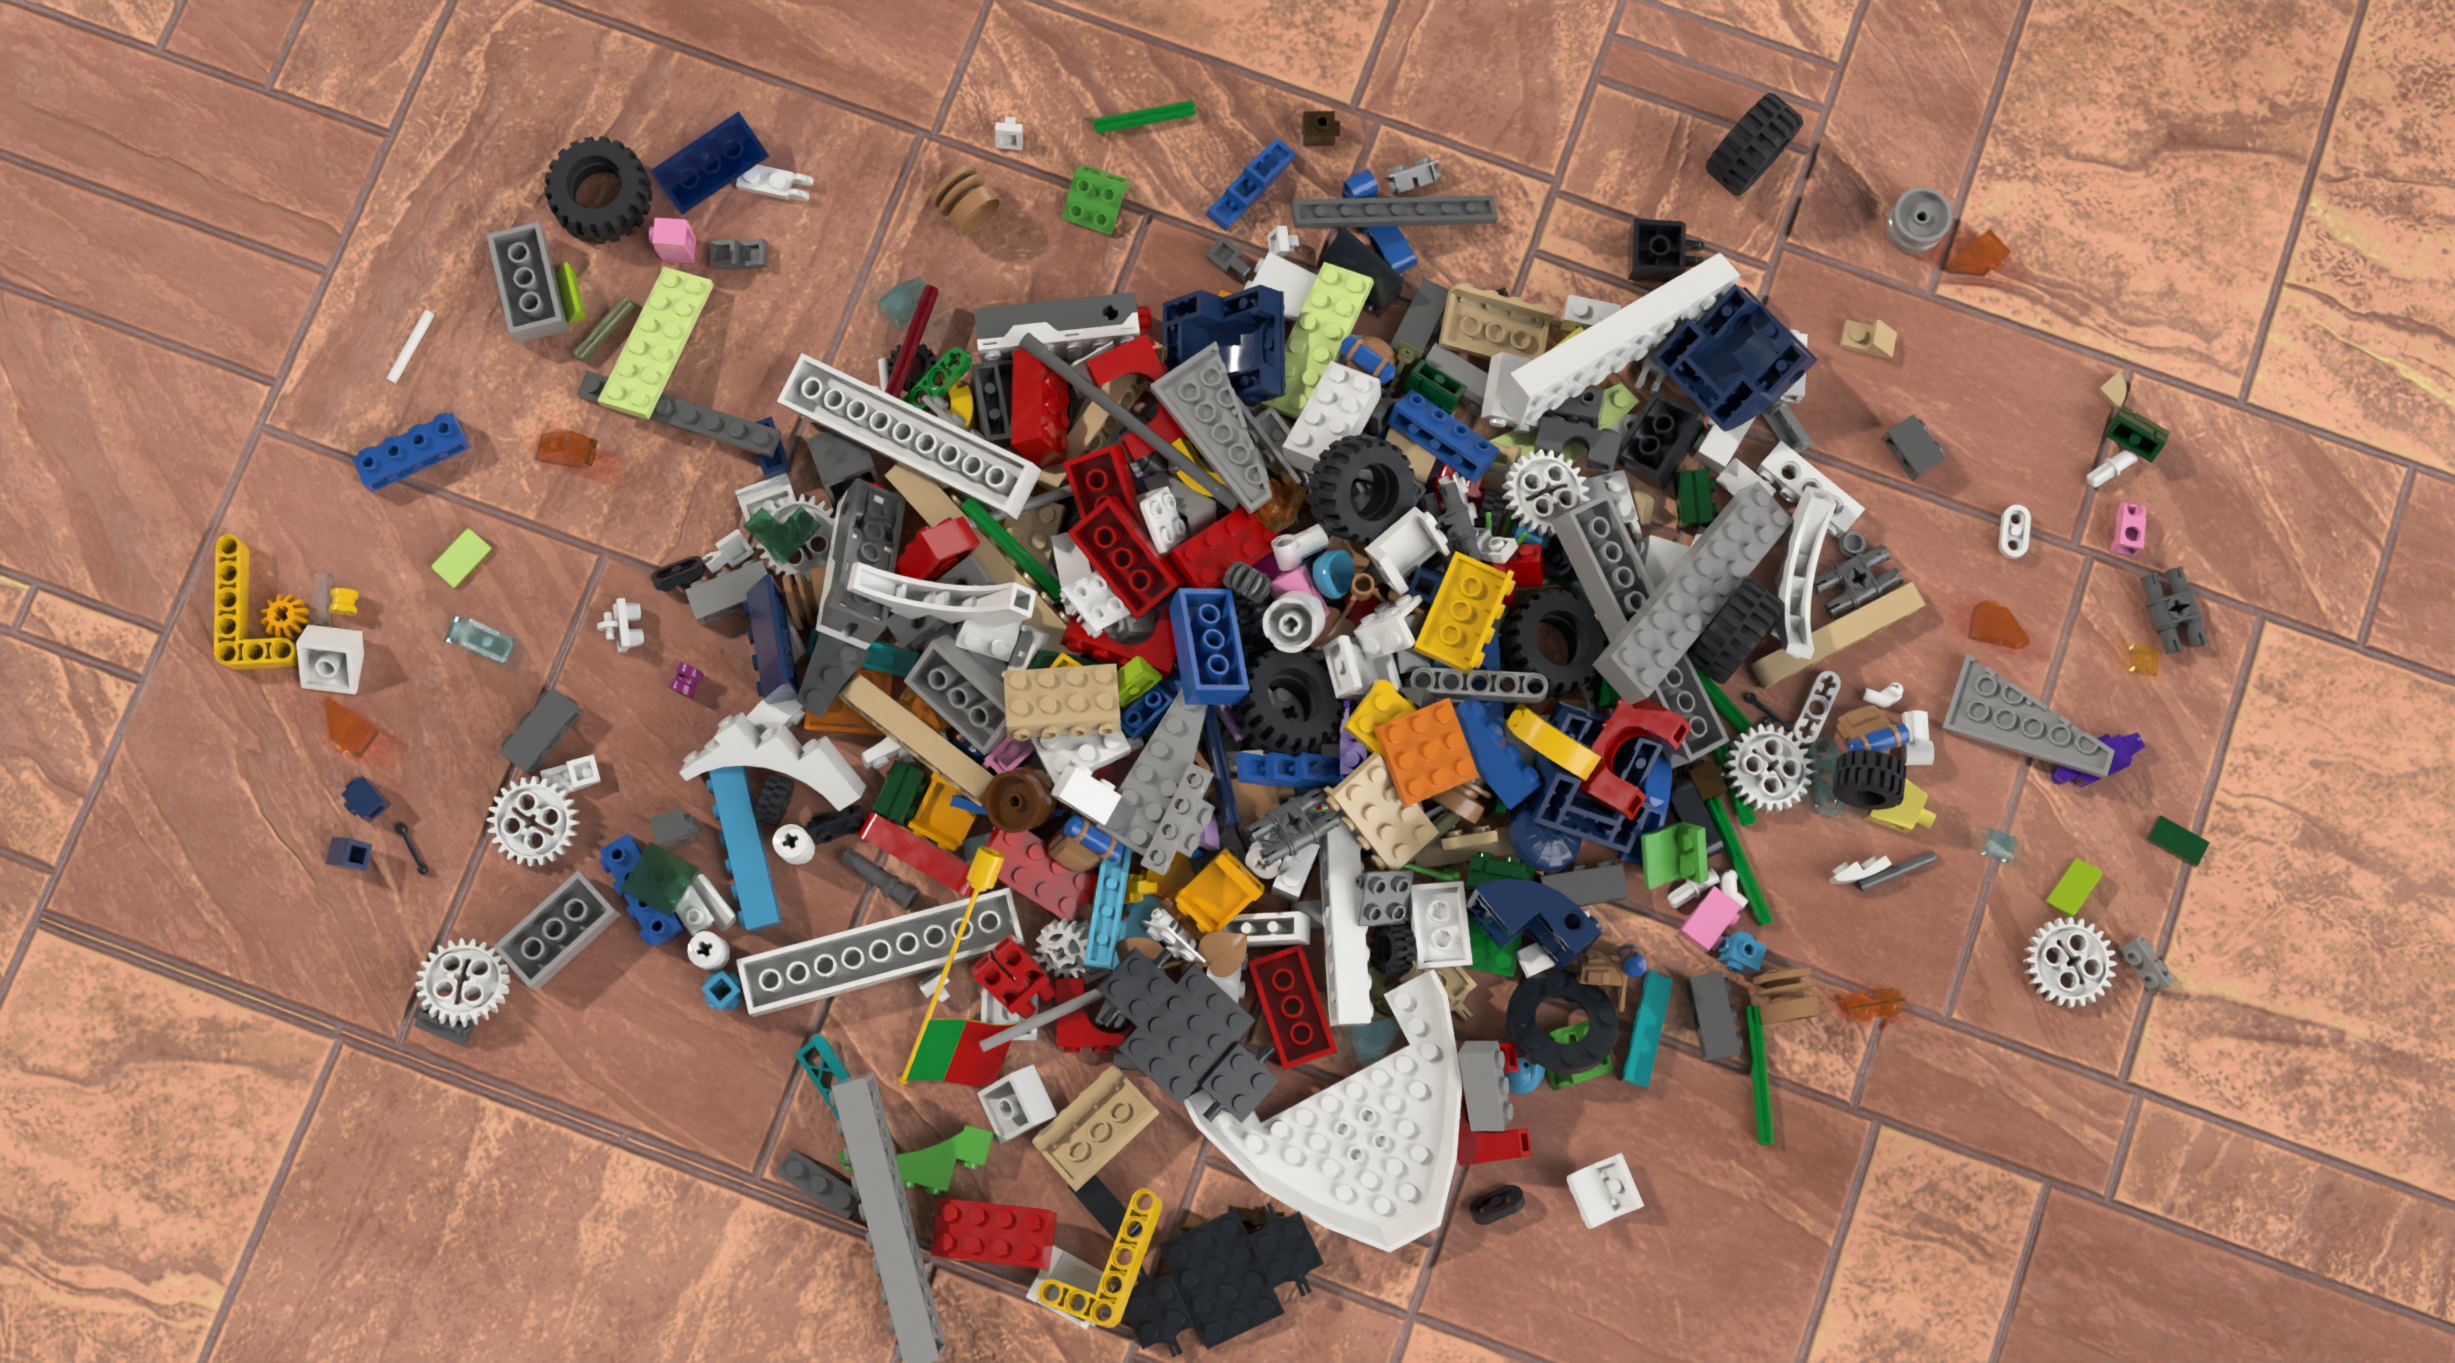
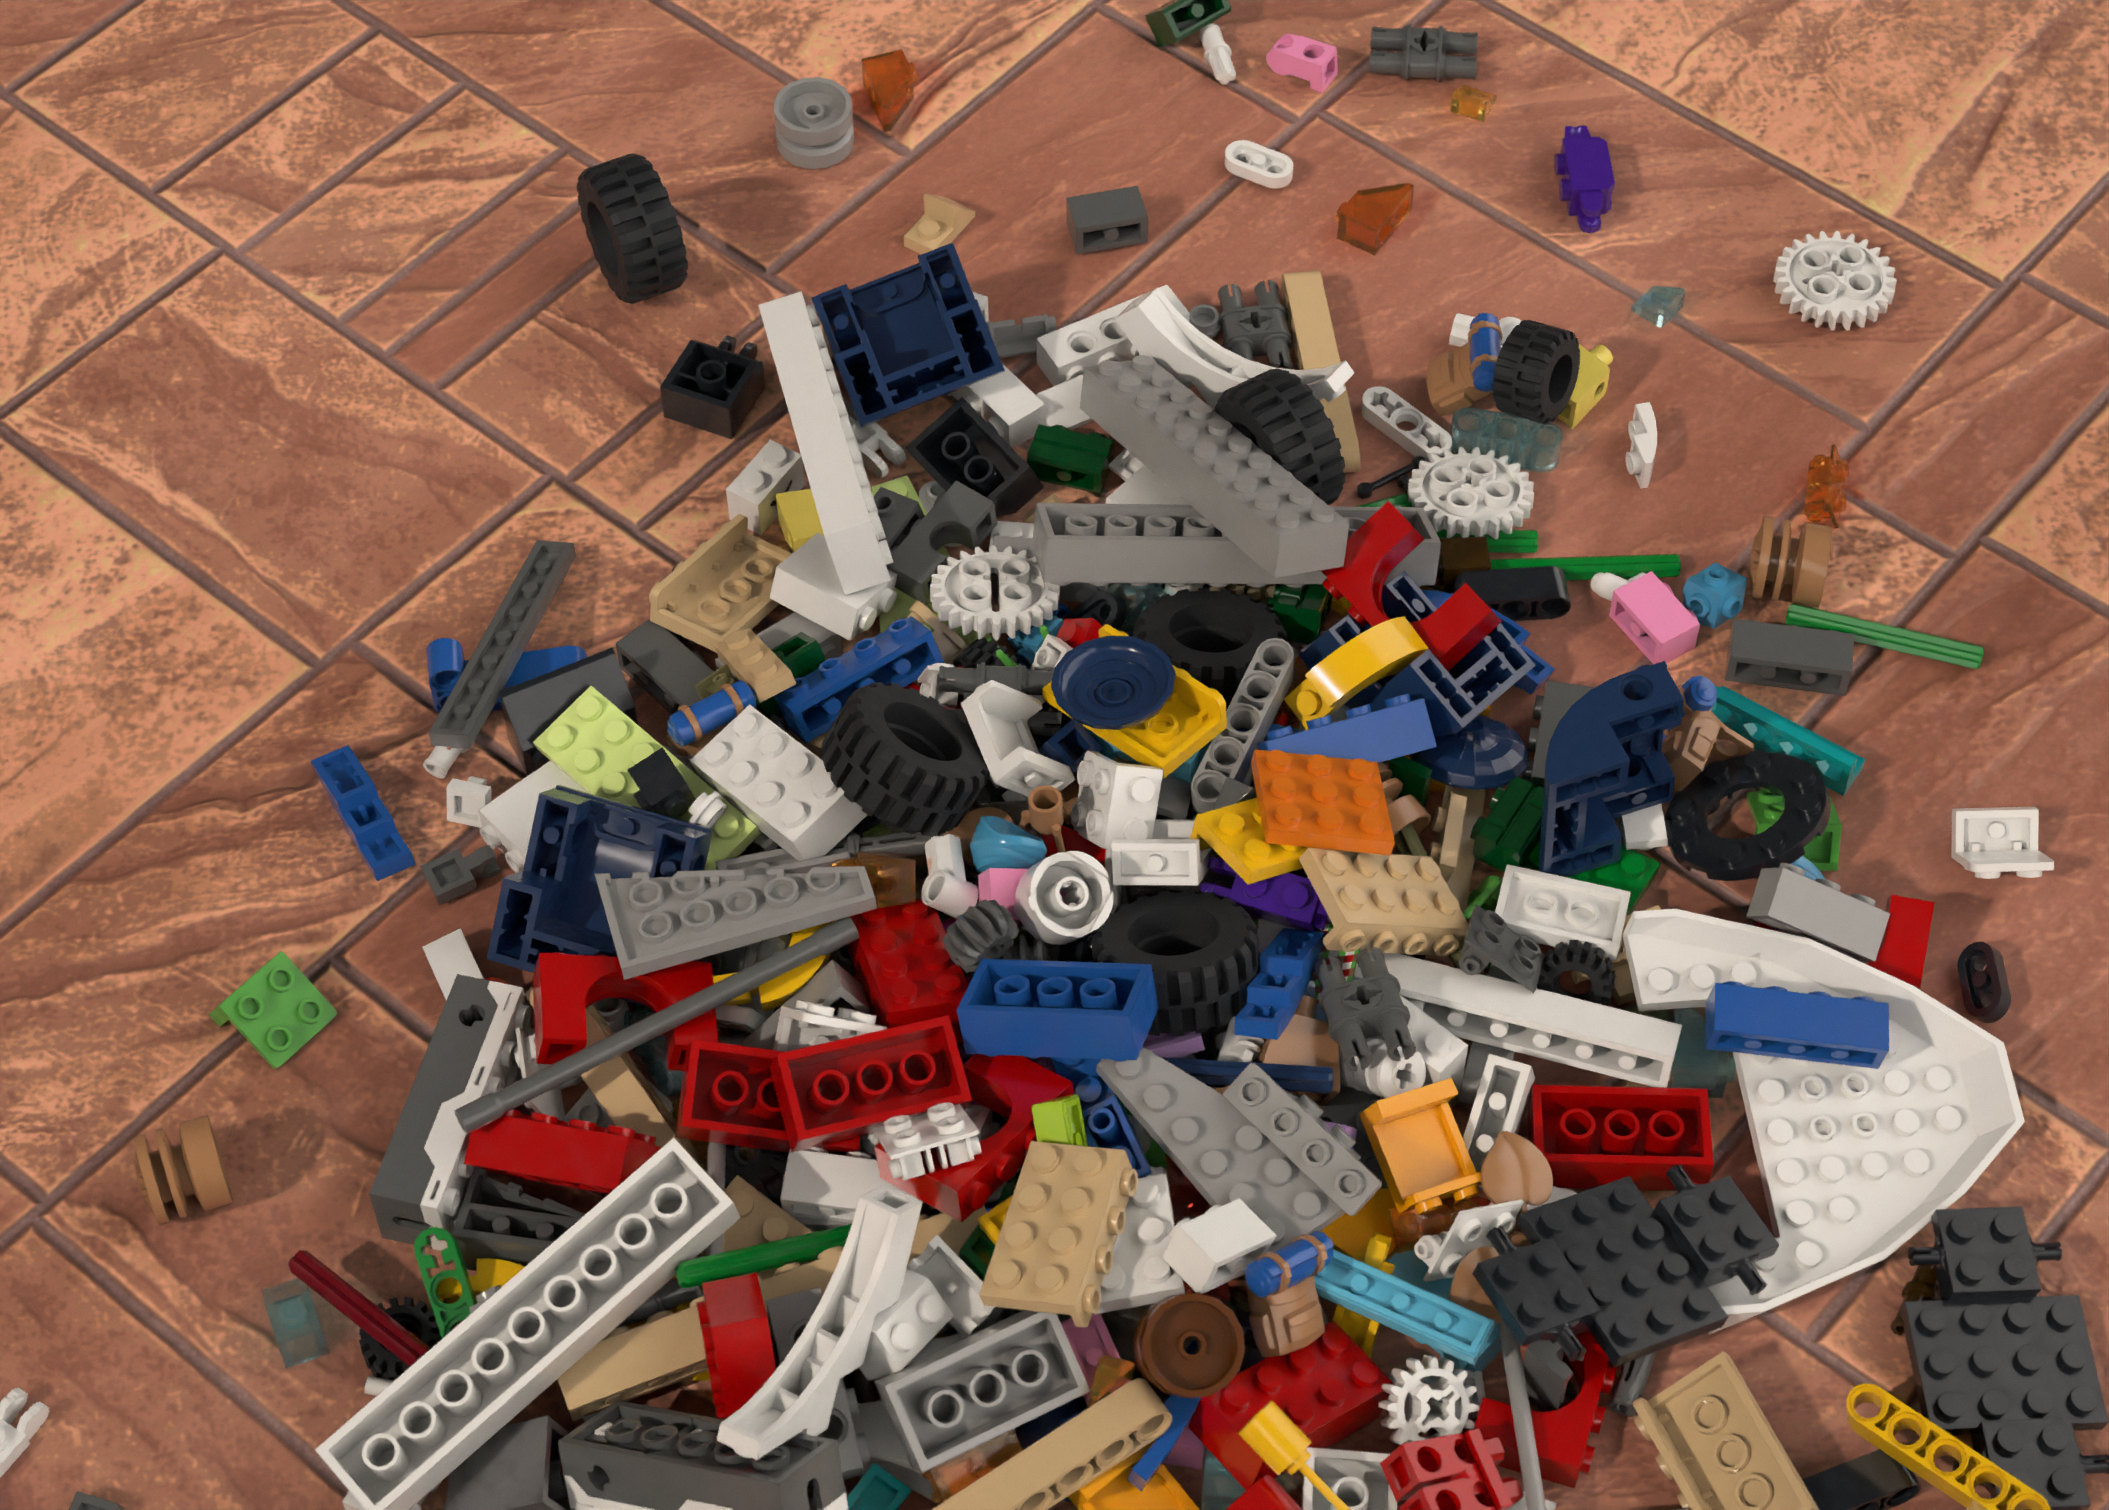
camera: 65 degrees left, 25 degrees down
(995, 761) = (1109, 1376): none -> clear yellow slope
(1009, 134) = (110, 1089): white tile -> none
(1144, 116) = (183, 913): green axle -> none
(1160, 287) = (450, 957): none -> white slope
(1298, 385) = (707, 809): none -> white plate
(1305, 352) = (661, 785): none -> black brick
(1319, 128) = (328, 704): dark brown brick -> none
(1394, 1093) = (1797, 1025): none -> blue brick
(1422, 170) = (455, 607): light grey hinge -> none
(1423, 369) = (755, 664): none -> tan plate
(1460, 593) = (1113, 682): none -> dark blue hat
(1674, 854) = (1556, 613): bright green bracket -> none
(1691, 889) = (1603, 625): white axle -> none
(1884, 698) = (1420, 353): white arm -> none
(1897, 870) = (1651, 395): dark grey bar -> none
(2012, 719) = (1506, 230): light grey wing -> none
(2074, 887) = (1740, 249): lime slope -> none
(2114, 390) = (1121, 24): tan tile -> none
(2152, 974) = (1862, 213): light grey hinge -> none
(2177, 841) = (1713, 140): dark green tile -> none

